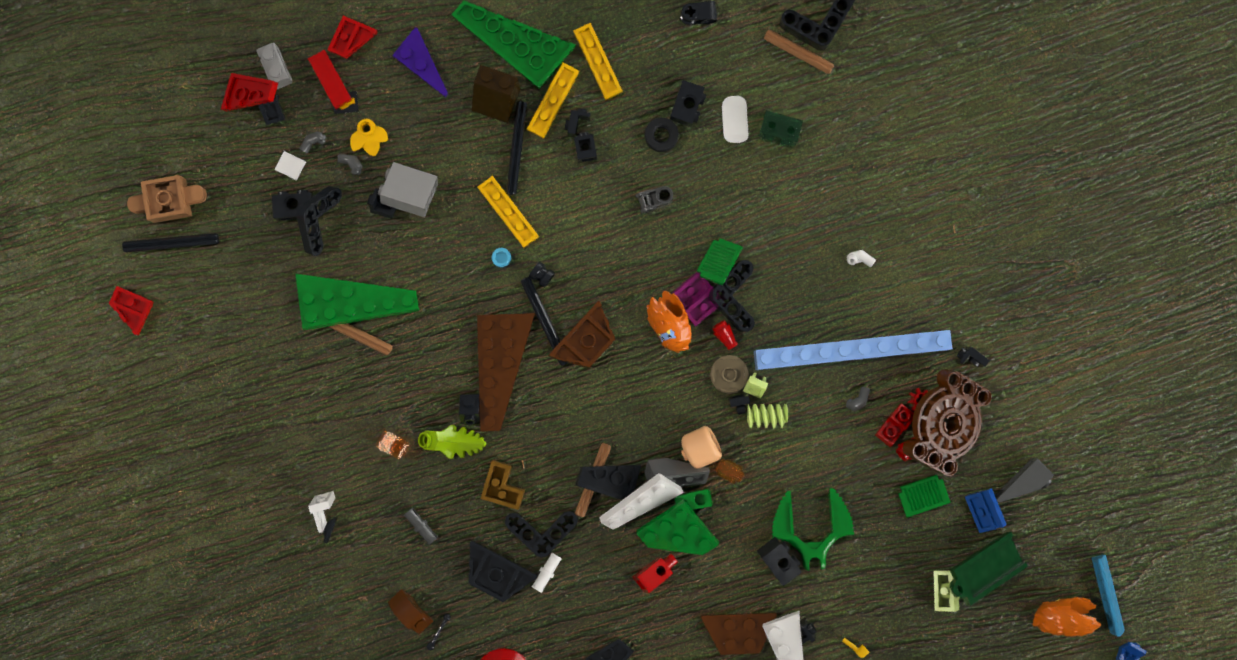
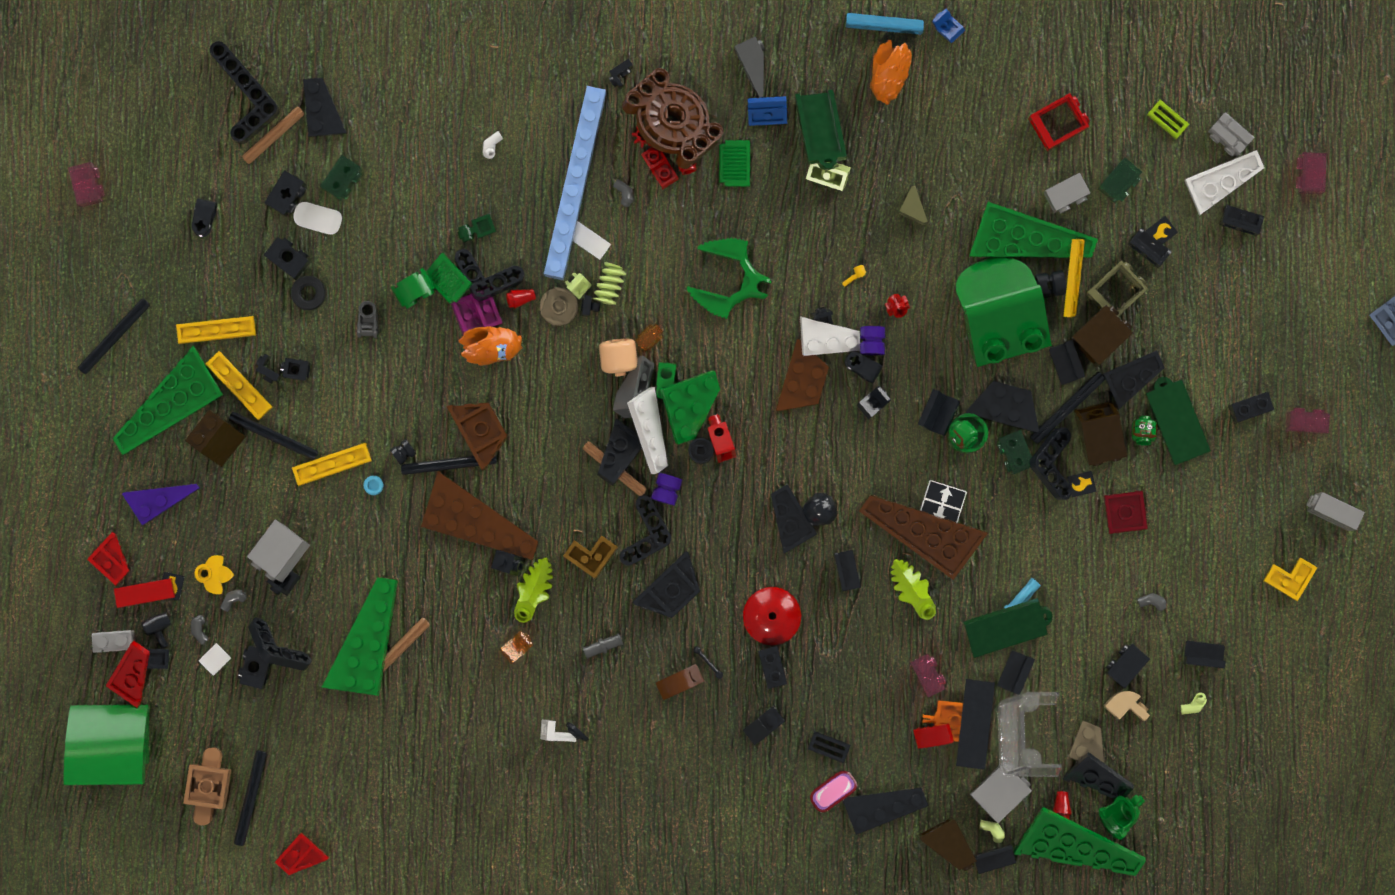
camera: 70 degrees left, 0 degrees up
(173, 92) = (106, 745): none -> green slope
(301, 99) = (155, 625): none -> black piece
(546, 572) = (686, 541): white pin -> none
(589, 537) = (666, 489): none -> dark purple wheel
(637, 557) = (701, 451): none -> black wheel
(699, 230) = (413, 288): none -> green brick
(757, 79) = (284, 184): none -> black brick
(780, 276) = (482, 227): none -> dark green plate
(785, 570) = (759, 318): black brick -> none
(801, 382) = (590, 241): none -> white sticker
(837, 87) = (320, 110): none -> black wing

